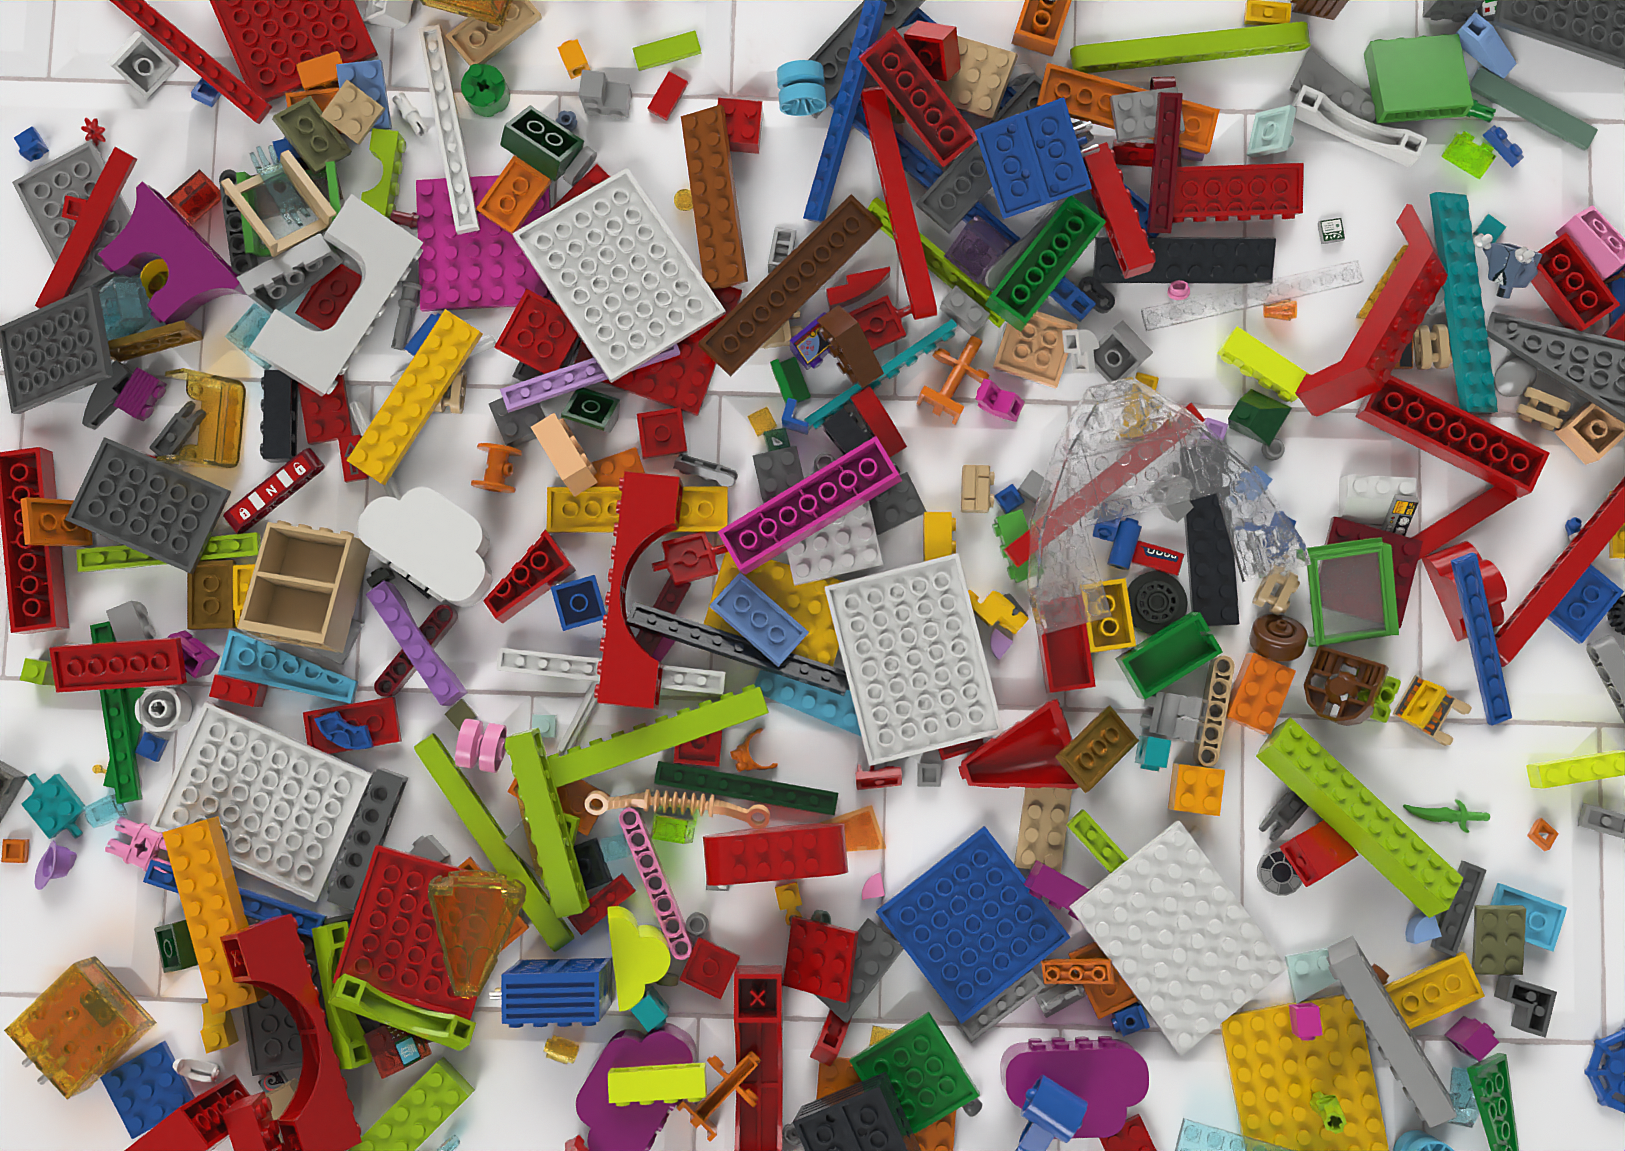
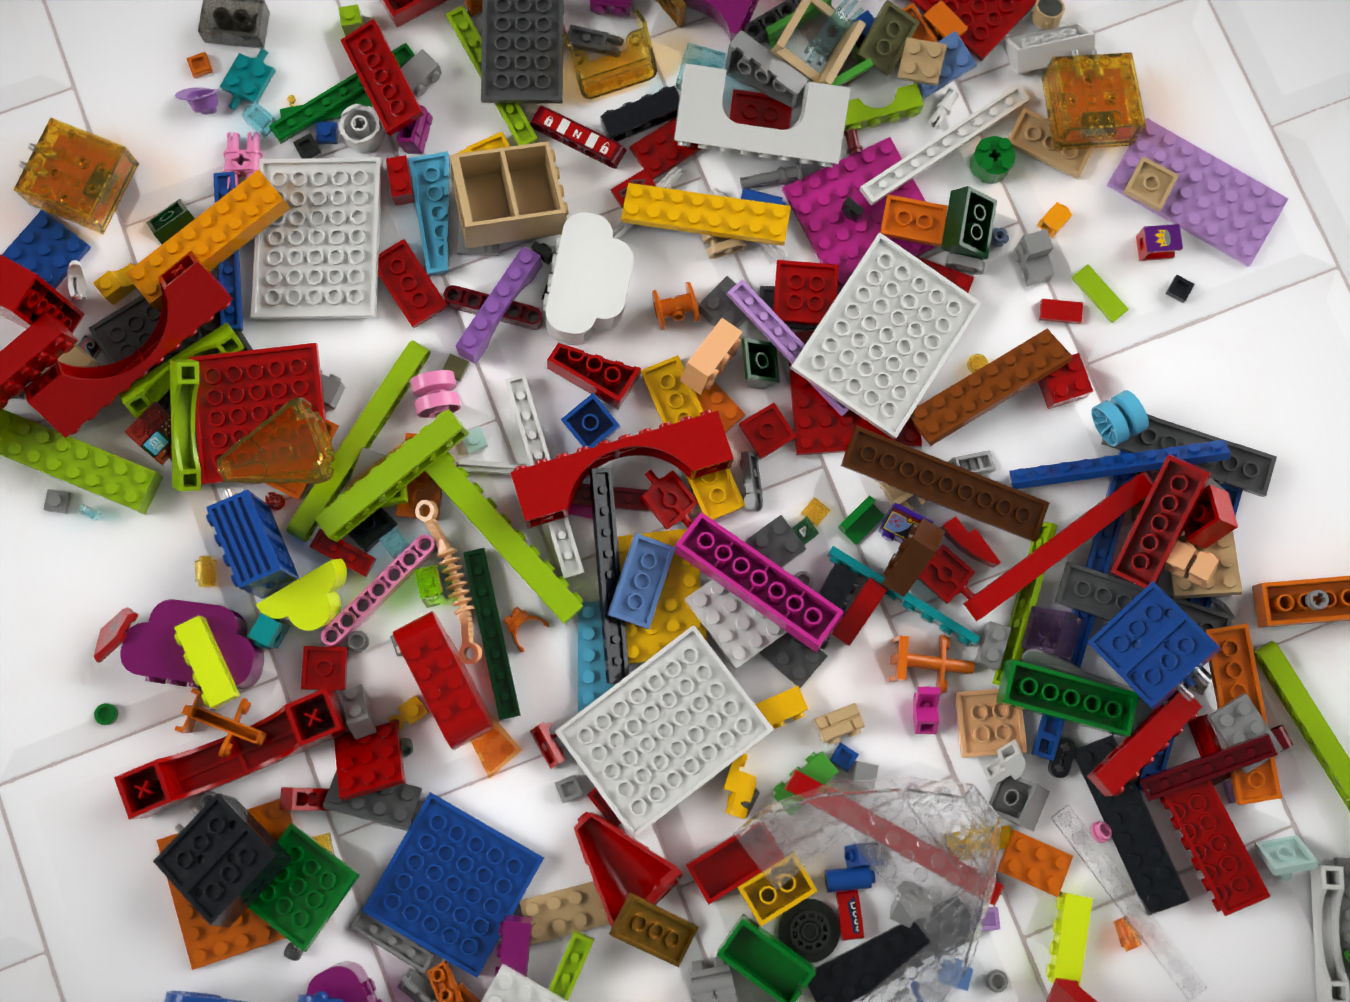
camera: 60 degrees right, 5 degrees down
(158, 773) = (307, 147): none -> pearl dark grey plate
(211, 596) = (469, 125): pearl gold plate -> none
(343, 733) = (399, 278): blue tile -> none
(394, 784) = (330, 341): dark grey brick -> none
(476, 250) = (852, 210): none -> pearl dark grey plate
(520, 946) = (274, 496): none -> clear red pin
(668, 980) = (300, 636): olive tile -> none
(700, 751) = (507, 580): red plate -> none
(768, 950) = (358, 711): none -> light grey brick
(789, 421) = (828, 532): blue panel -> none
(873, 887) = (450, 781): bright pink tile -> none
(960, 94) = (1202, 568): none -> light nougat piece
(999, 643) = (711, 803): lavender tile -> none
(1152, 753) = (671, 983): teal brick -> none
(1181, 364) = (1035, 863): none -> orange plate
(1258, 417) = (1019, 954): dark green slope -> none
(1331, 230) = (1222, 951): tile -> none

